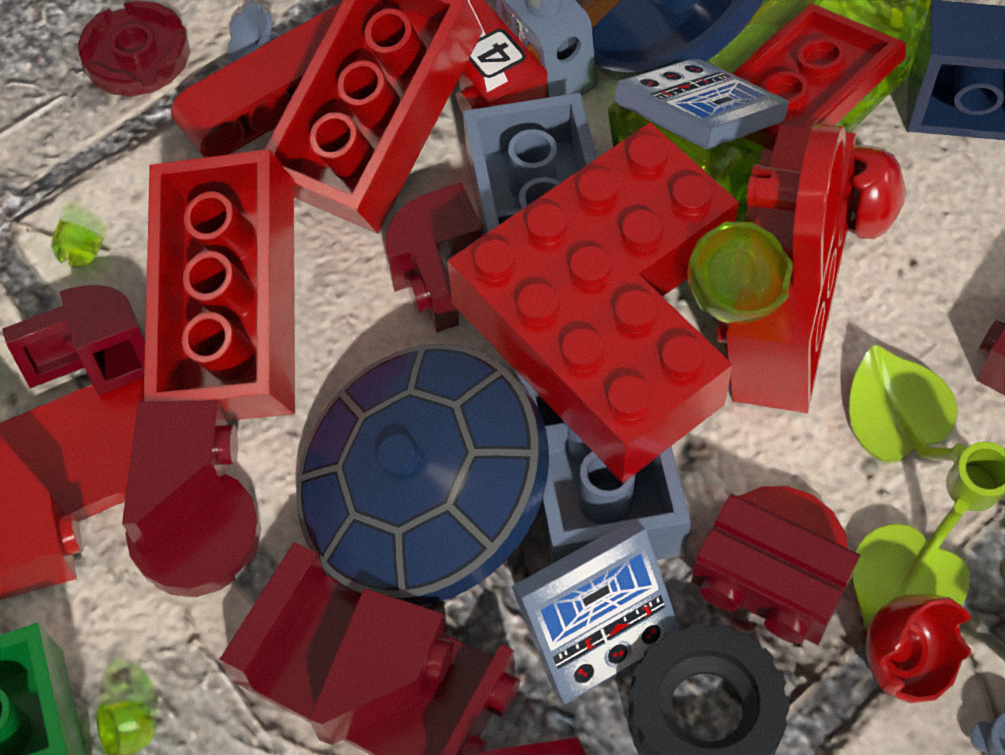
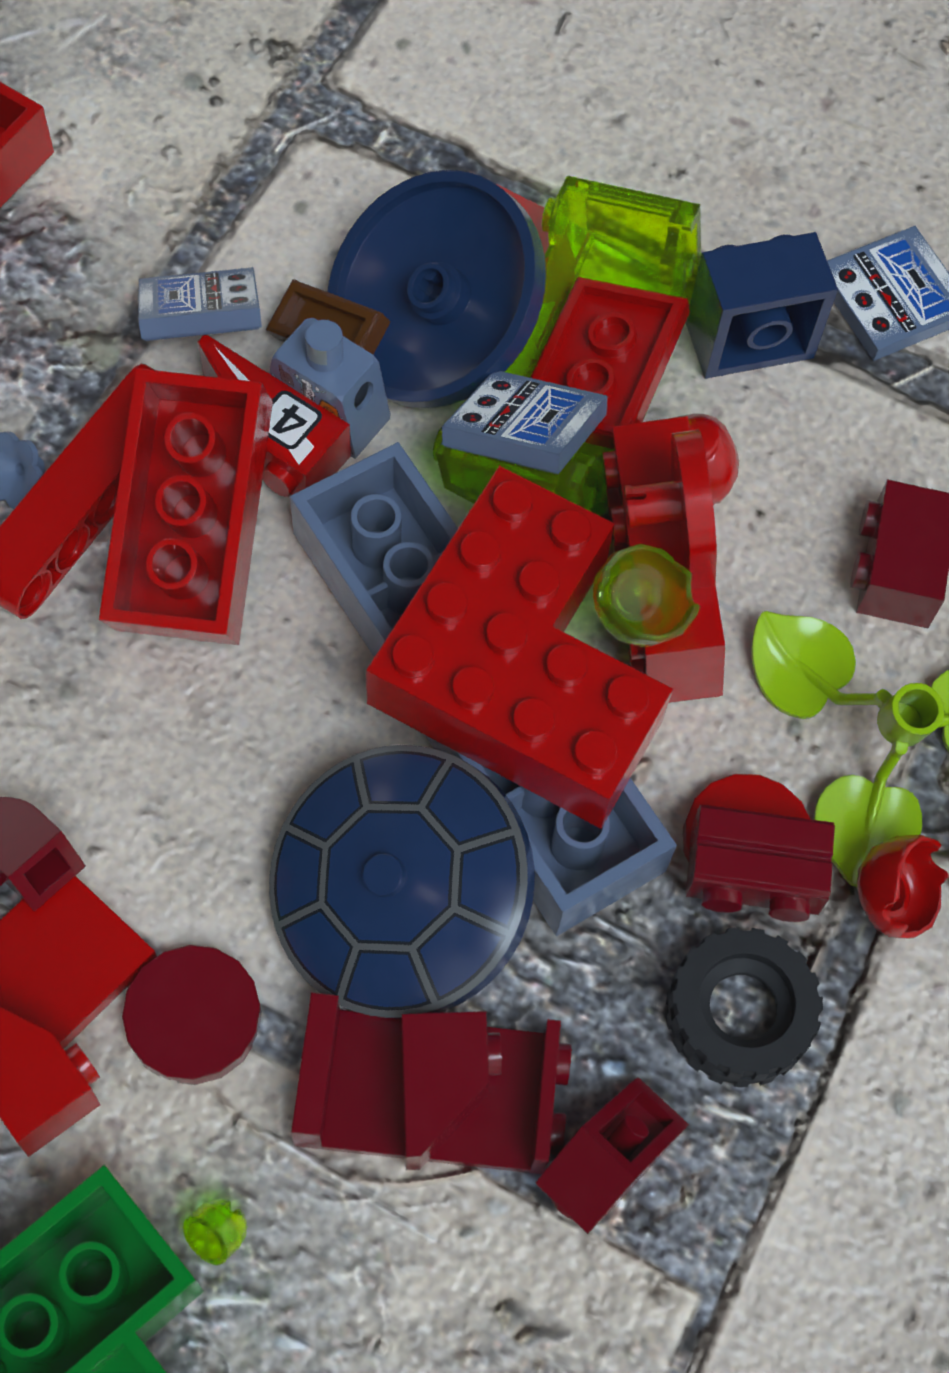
camera: 30 degrees left, 5 degrees up
(175, 466) = (158, 955): dark red slope -> none
(221, 284) = (123, 761): red brick -> none
(422, 241) = (298, 644): dark red brick -> none
(596, 610) = (620, 955): tile -> none

